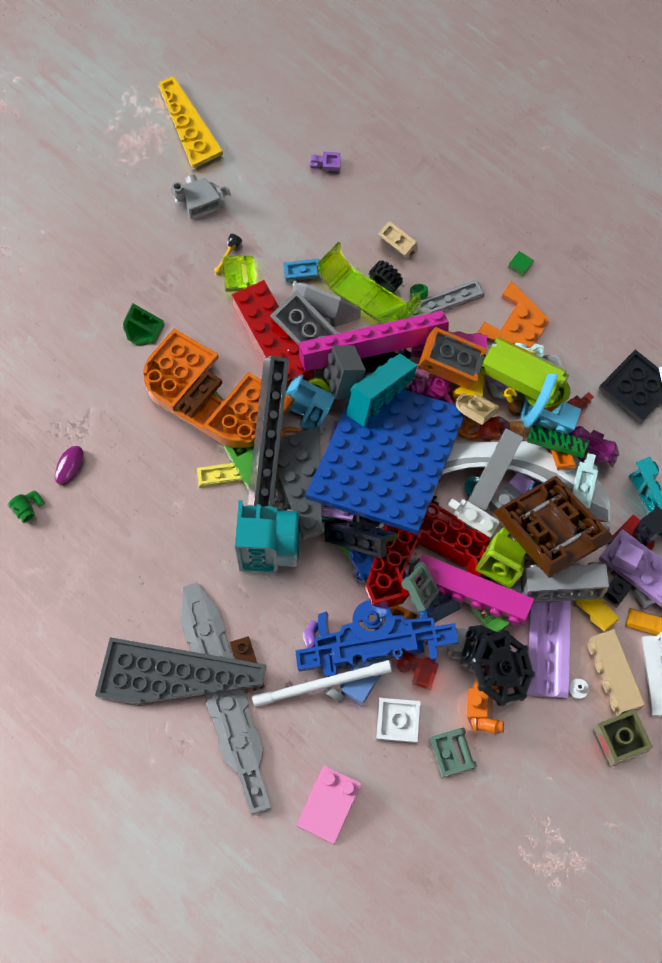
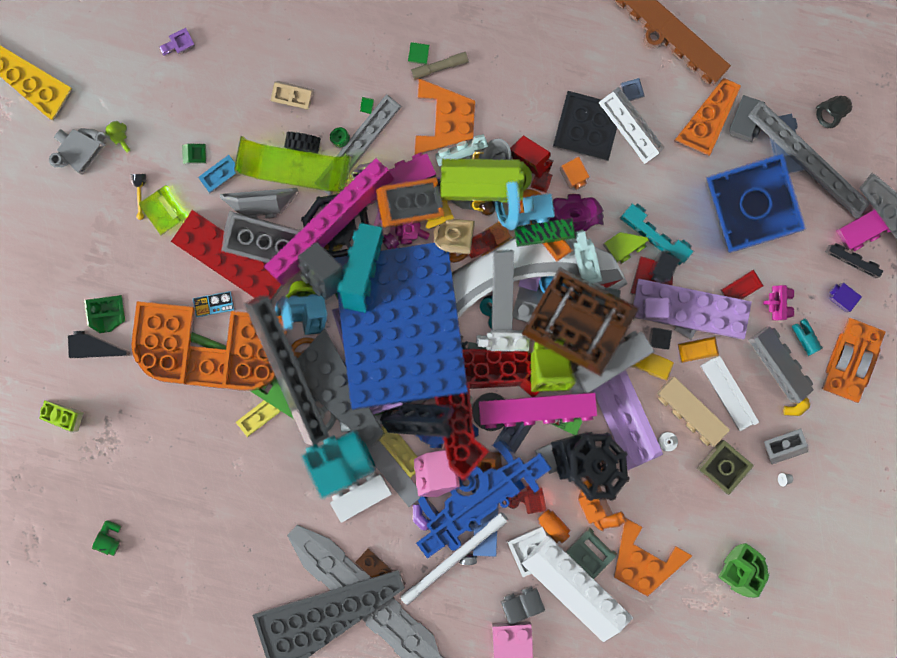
camera: 30 degrees left, 20 degrees up
(54, 385) = (61, 416): none -> lime slope
(68, 464) = (121, 481): magenta arm -> none
(111, 344) = (86, 346): none -> black slope
(199, 394) = (200, 357): reddish brown hinge -> none
(235, 365) = (213, 304): none -> tile
(238, 201) = (117, 133): none -> lime piece
(267, 587) = (360, 497): none -> white brick
(290, 246) = (194, 153): none -> green slope
(309, 580) = (394, 473): none -> light grey tile
(326, 567) = (400, 451): none -> light yellow tile
(346, 598) = (434, 475): none -> bright pink slope
(362, 764) = (522, 605): none -> dark grey brick
(422, 777) = (576, 589): none -> white slope
(425, 591) = (500, 437): sand green plate -> none
(431, 708) = (554, 526): none -> orange head
(456, 279) = (366, 105): none -> green piece
(494, 795) = (640, 568): none -> orange wing
(547, 282) = (428, 69): none -> dark tan piece
(579, 381) = (532, 155): none -> red hinge
(595, 848) = (745, 571): none -> bright green brick
(608, 413) = (574, 173): none -> orange brick
(624, 496) = (623, 244): none -> lime slope

